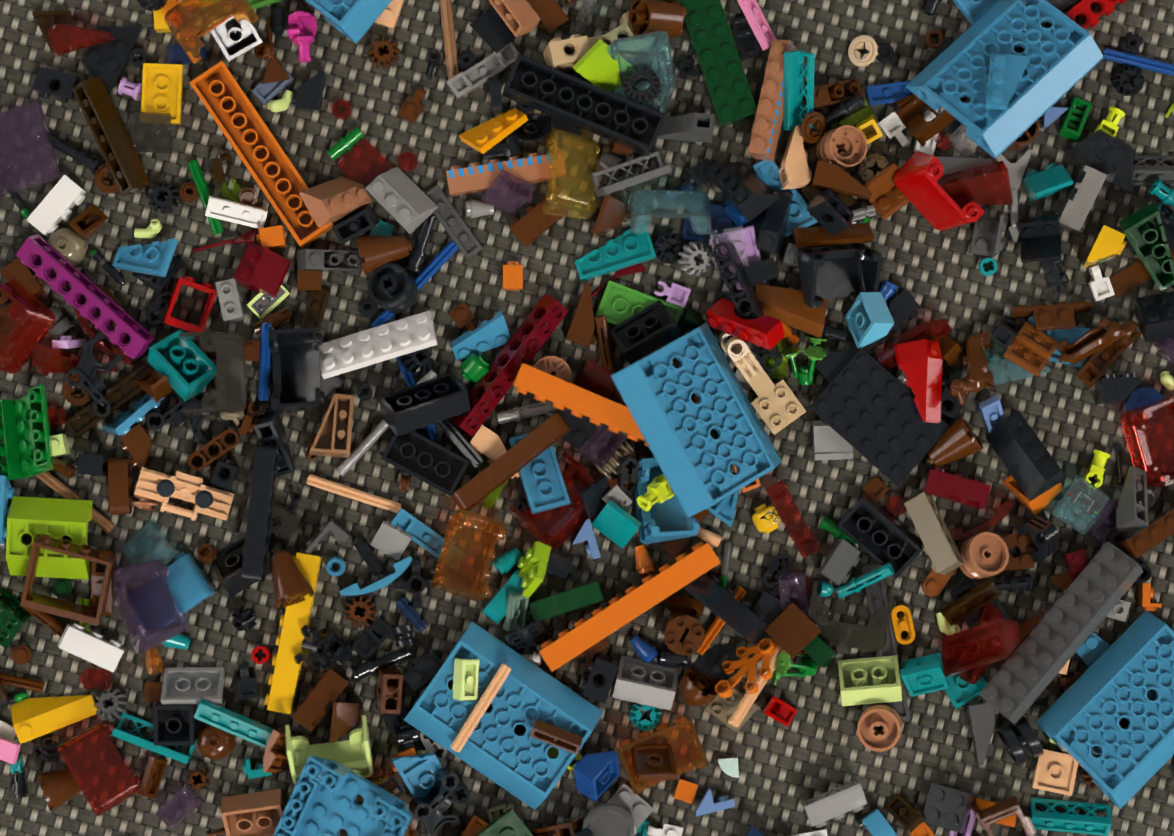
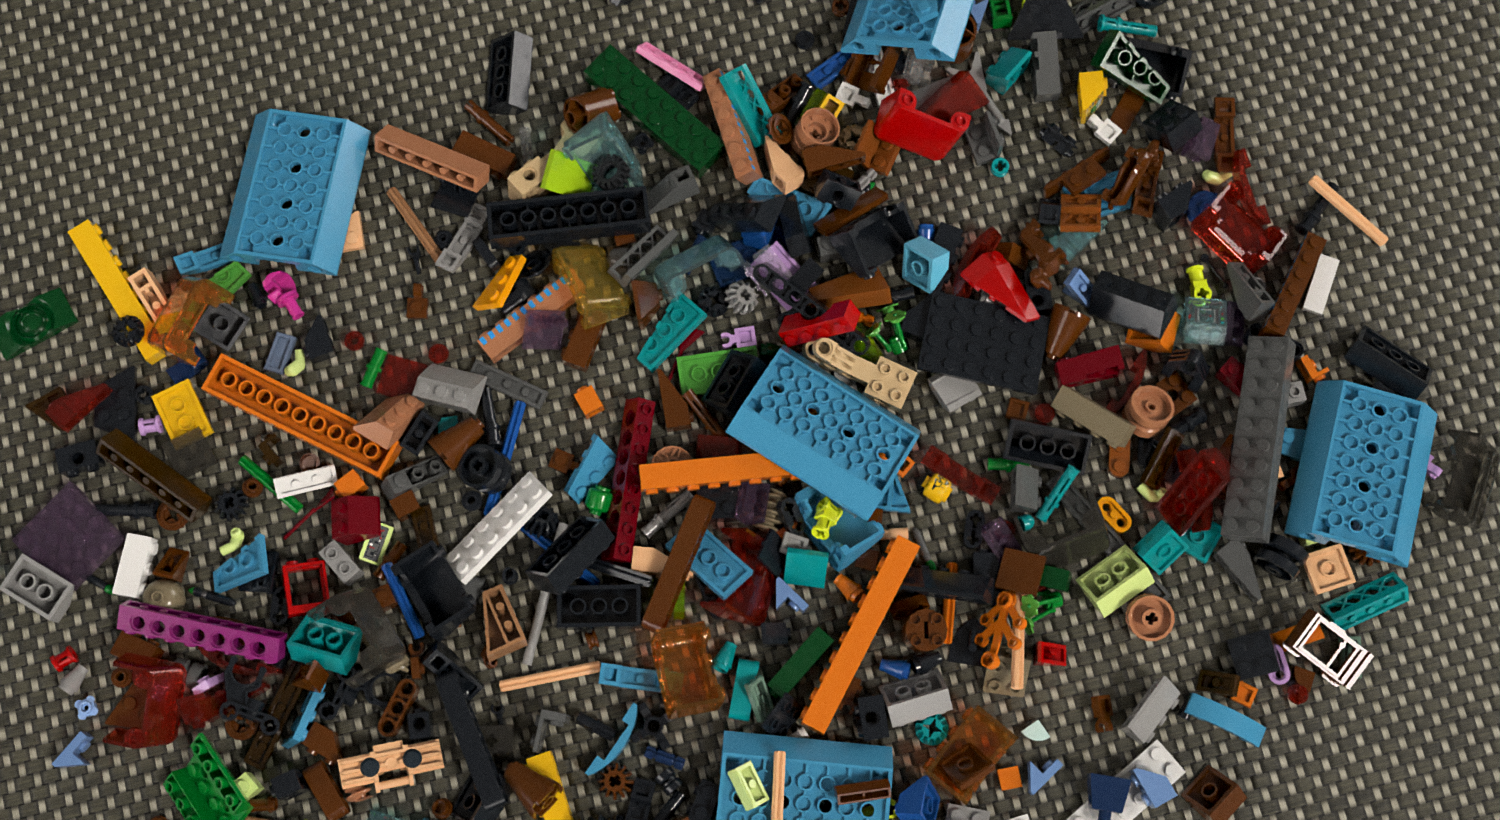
camera: 25 degrees left, 10 degrees down
(56, 416) = (233, 760): clear red plate -> none
(233, 197) = (287, 471): clear neon green bar -> none
(264, 51) = (256, 327): reddish brown bush -> none
(274, 70) = (275, 339): reddish brown piece -> none
(330, 570) = (562, 752): dark azure plate -> none
(382, 45) = (371, 274): reddish brown gear -> none
(391, 540) = (608, 698): light grey piece -> none
(478, 208) = (523, 360): light grey cone -> none
(533, 567) = (753, 647): lime plate -> none
(697, 689) = (965, 676): reddish brown cylinder -> none
(795, 779) = (1102, 710): none -> reddish brown plate
(860, 43) = (779, 43): tan gear -> none
(1040, 238) = (1030, 116): black bracket -> none
(1062, 580) = (1228, 397): reddish brown tile -> none

